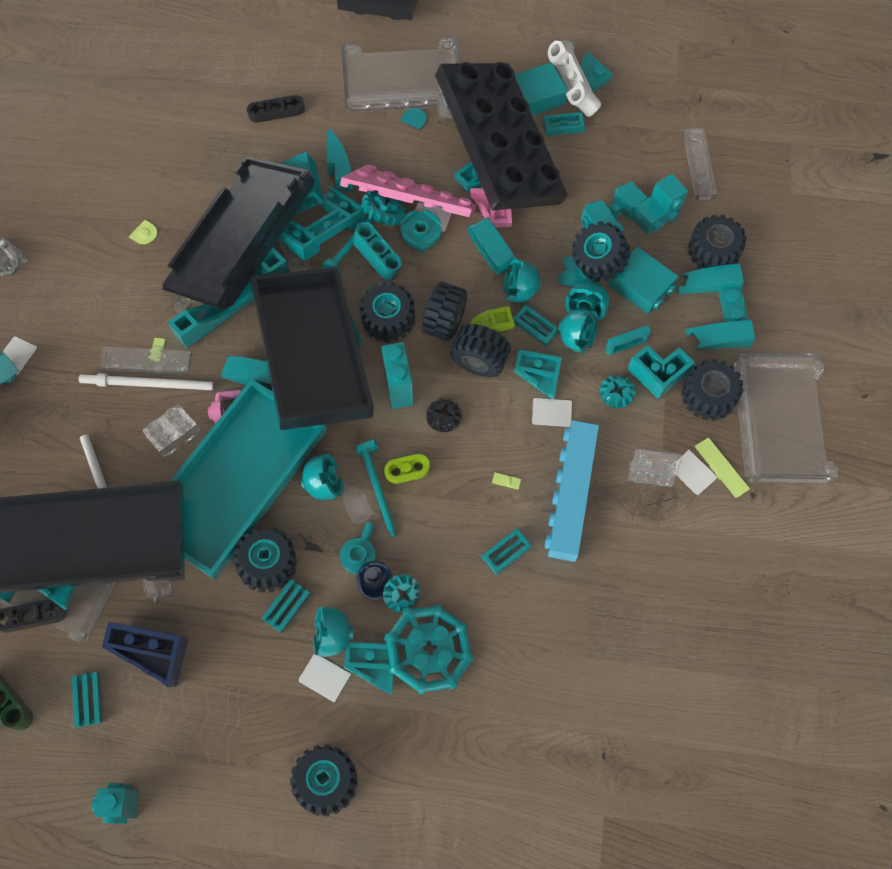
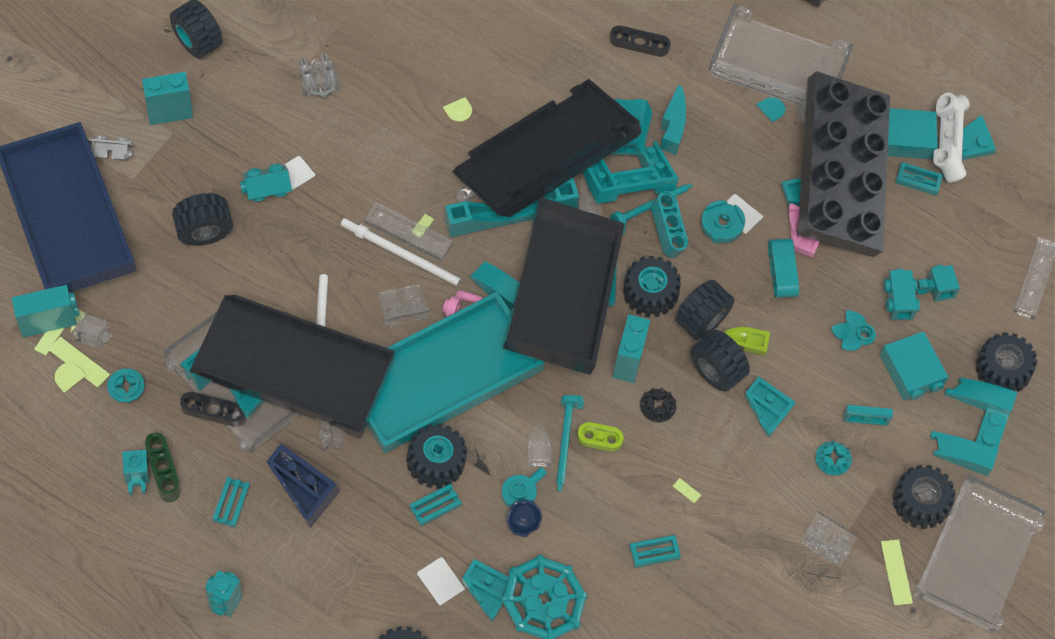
camera: 20 degrees right, 5 degrees down
(321, 478) = (518, 409): teal cylinder -> none
(331, 632) = (466, 543): teal cylinder -> none
(383, 208) = (696, 185): teal gear -> none
(403, 582) = (532, 537): teal gear -> none
(405, 189) = (726, 177): bright pink wing -> none
(521, 281) = (794, 315): teal cylinder -> none
(536, 326) = (780, 365): teal tile -> none
(552, 412) = (761, 449): white sticker -> none
(573, 491) = (742, 526): medium azure brick -> none
(579, 329) = (826, 384): teal cylinder -> none
(588, 296) = (848, 362): teal cylinder -> none
(601, 251) = (882, 320): black wheel -> none
(660, 374) = (879, 459): teal brick -> none
(662, 206) = (969, 304): teal brick -> none
(695, 473) = (867, 564): white sticker -> none

